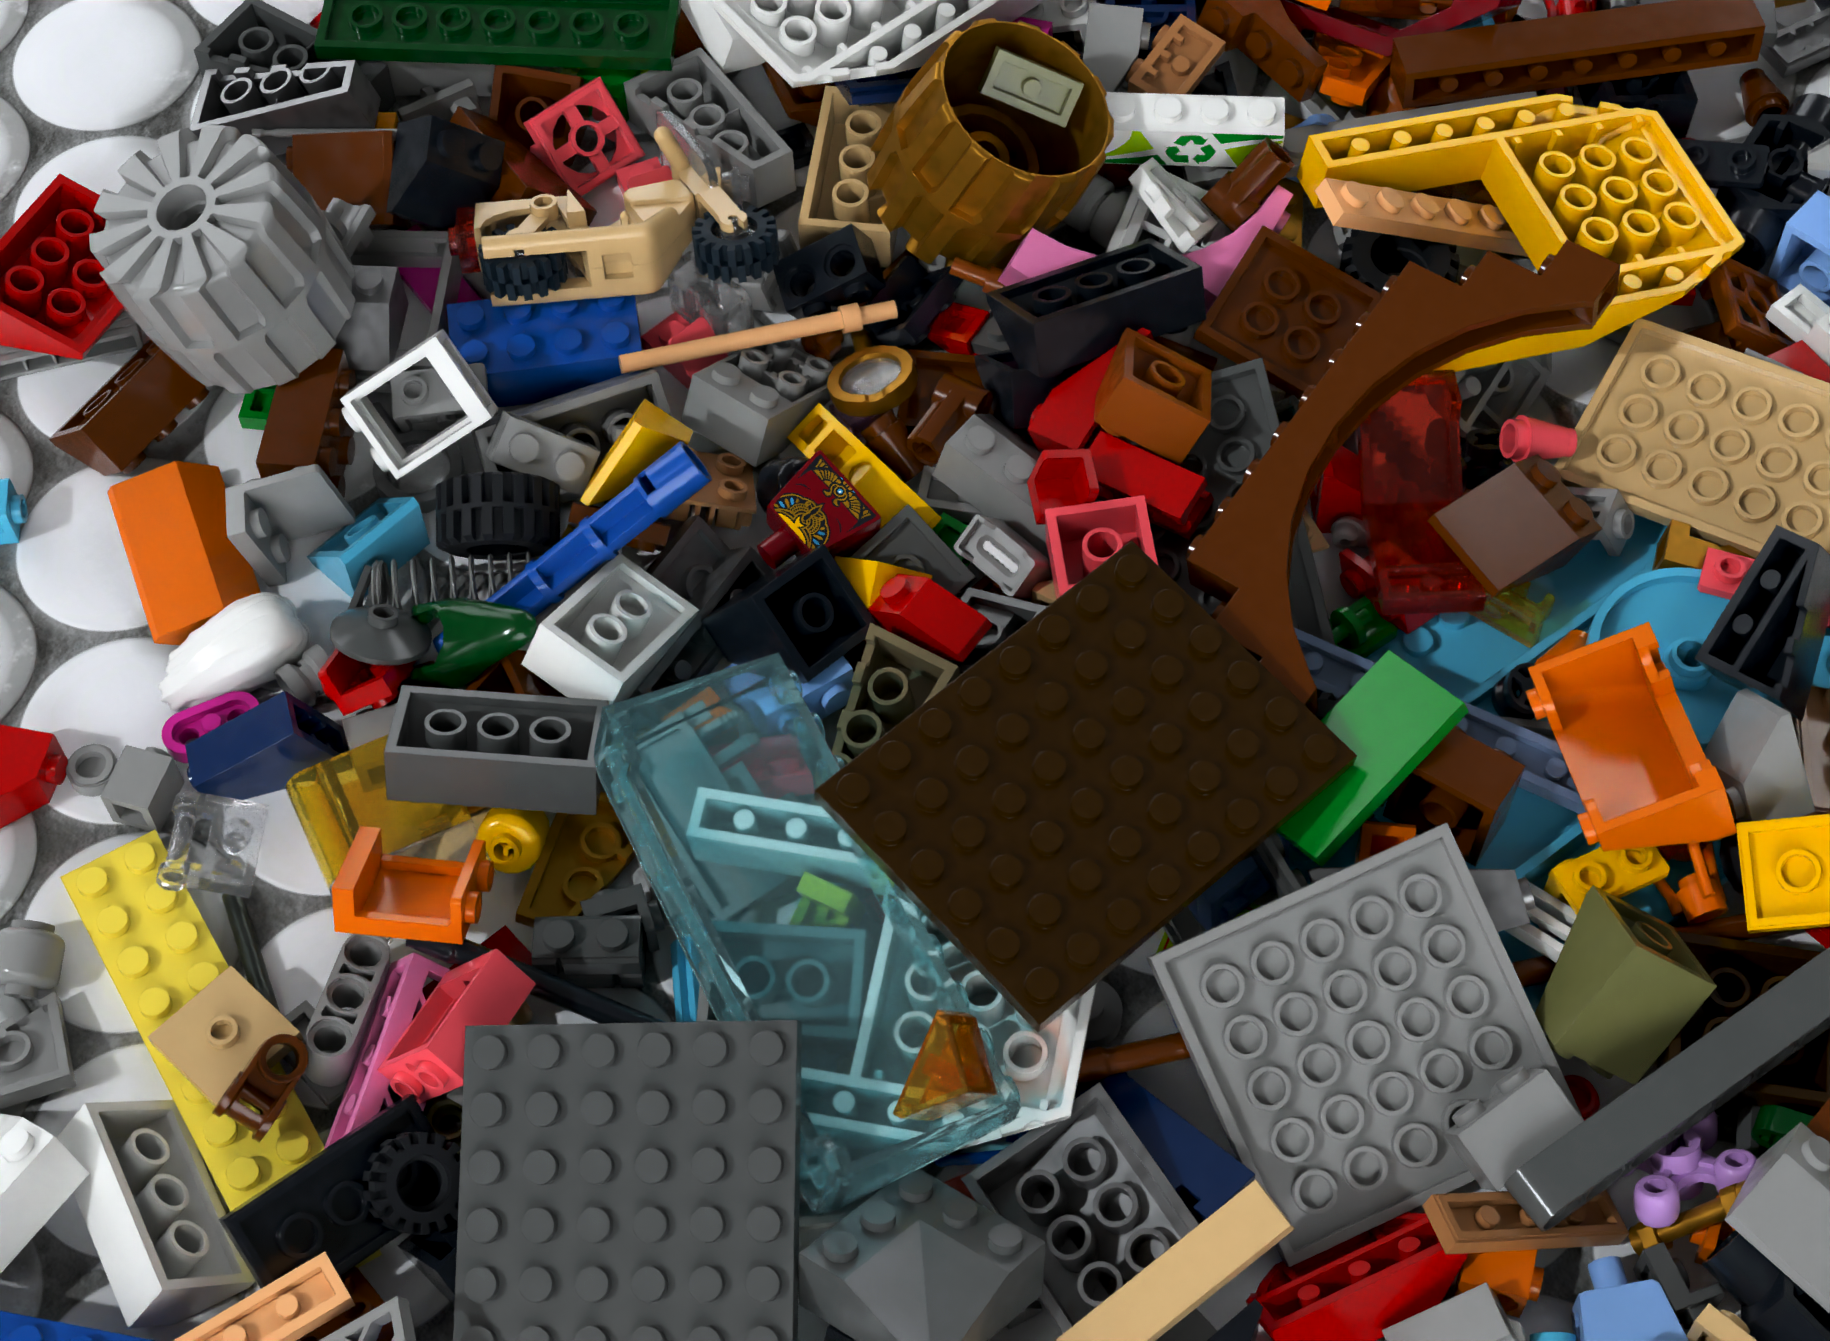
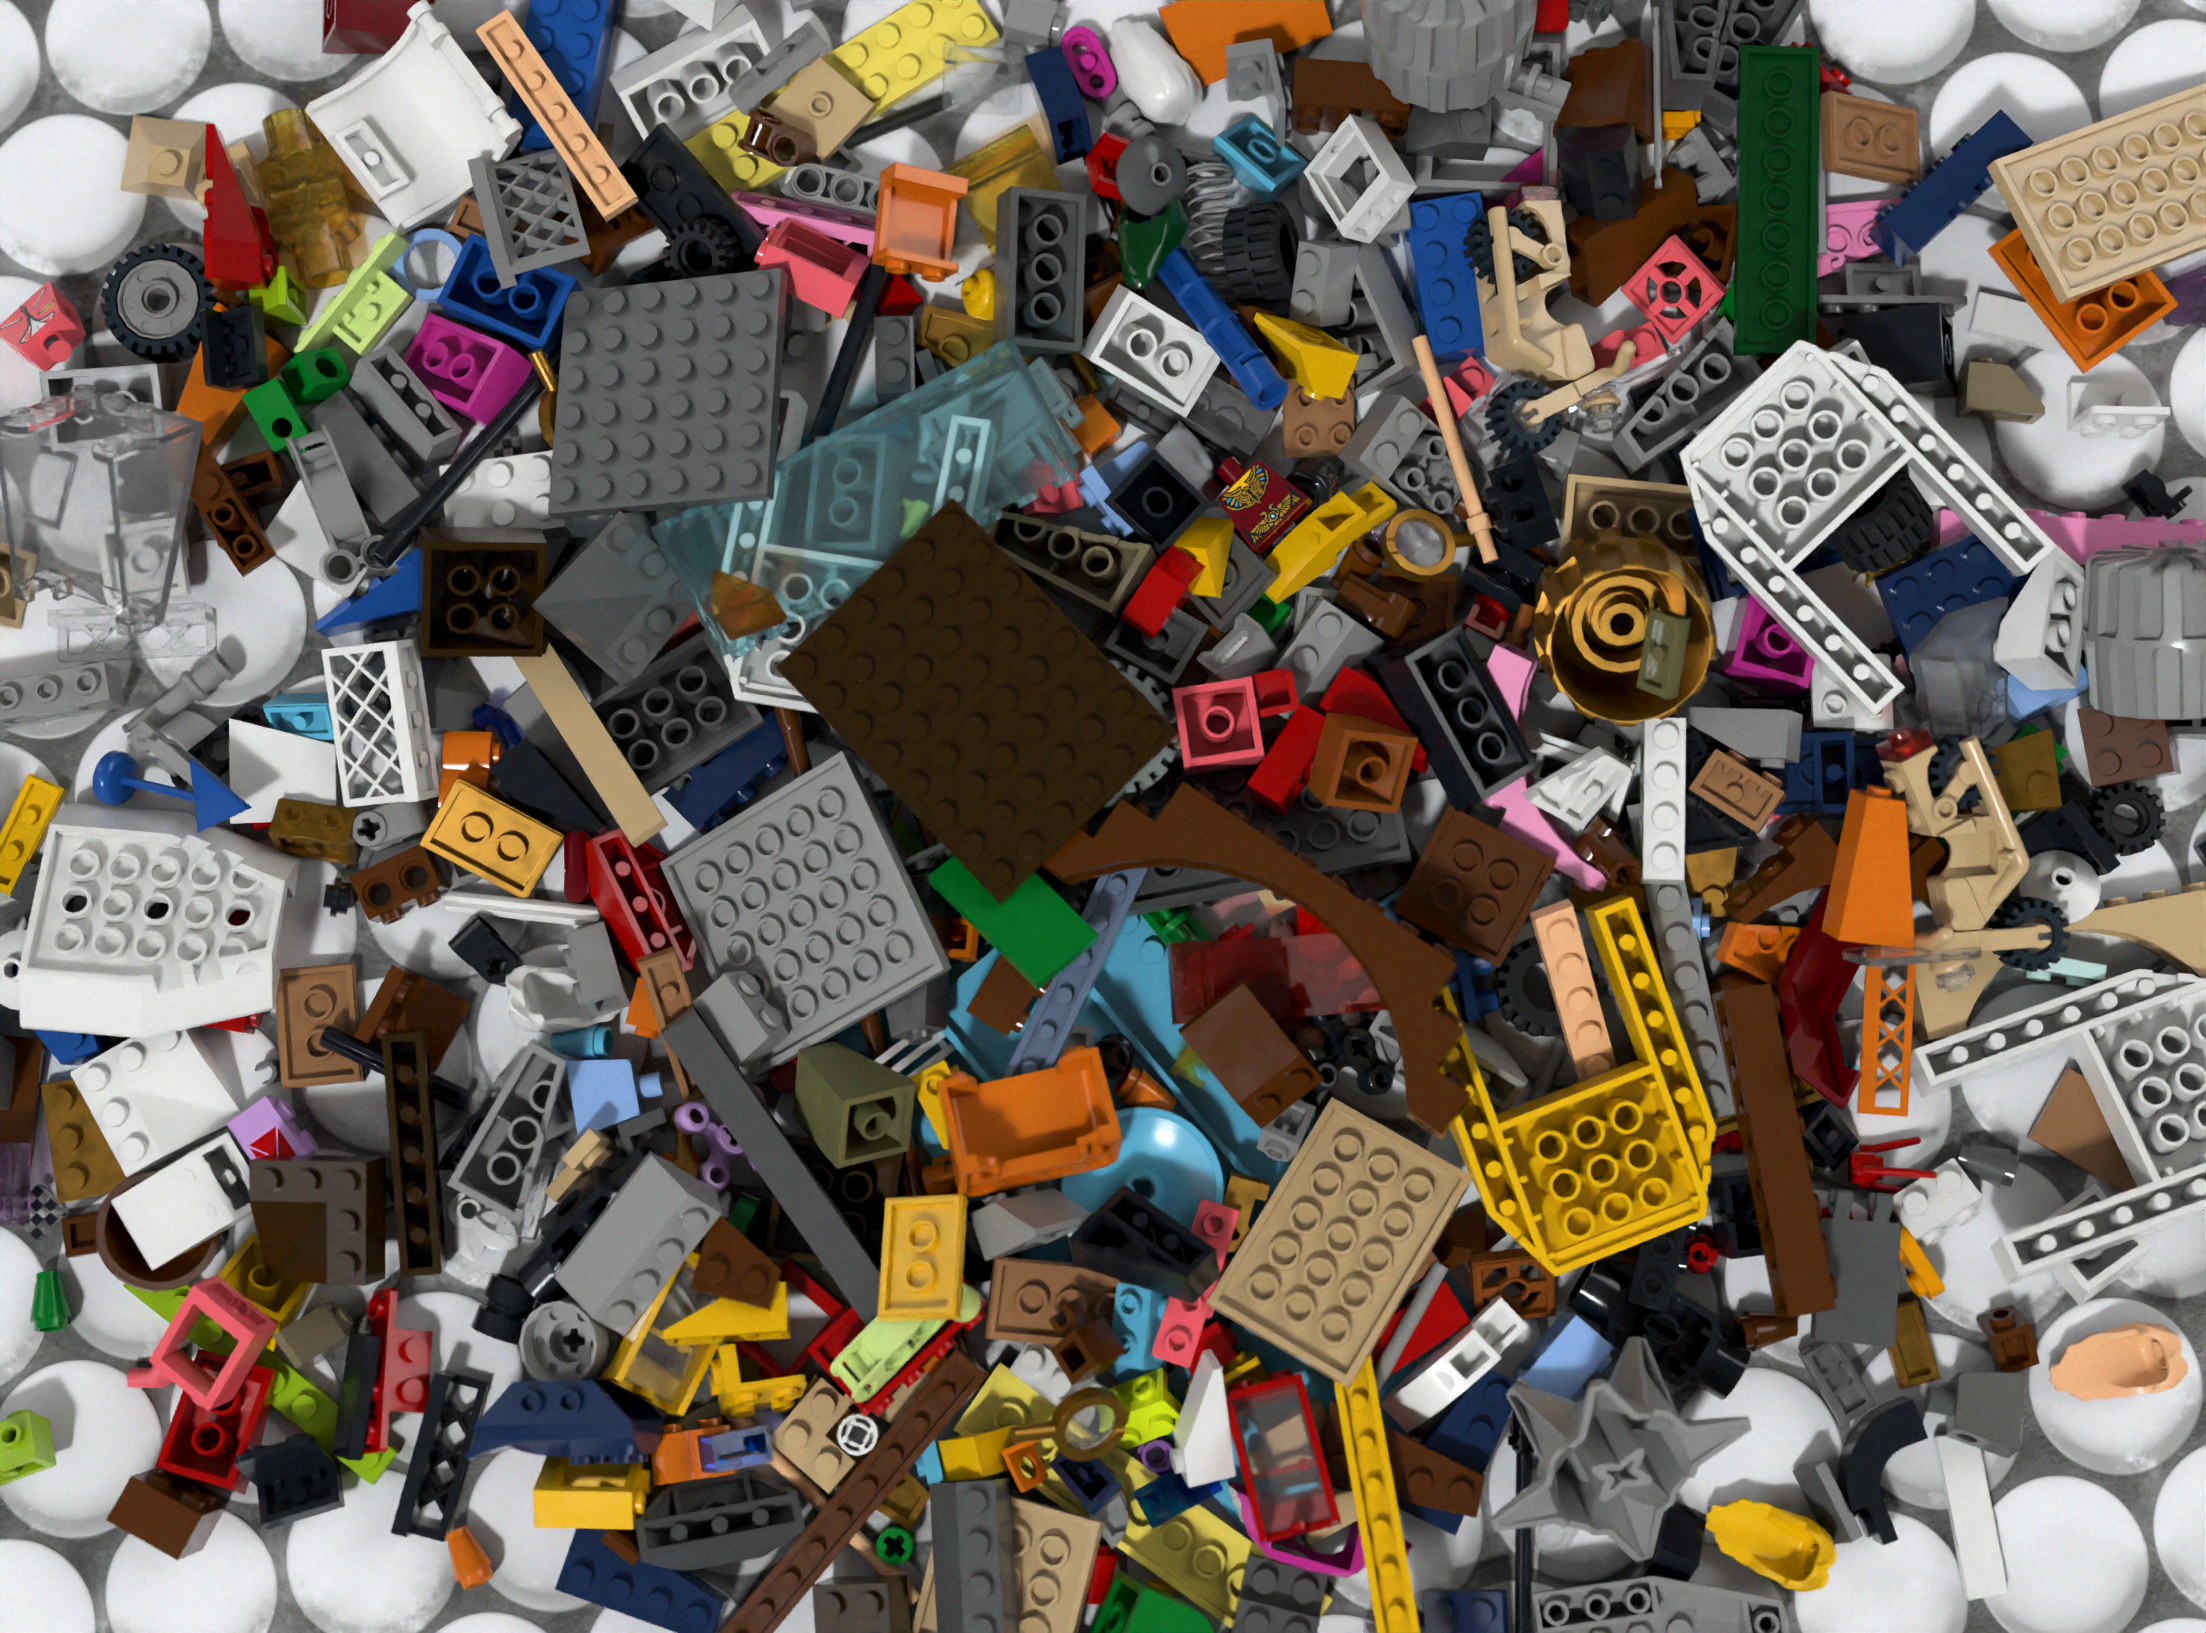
camera: 90 degrees right, 25 degrees up
(158, 1090) = (776, 68): none -> light grey plate
(1530, 436) = (1348, 1082): coral cone -> none

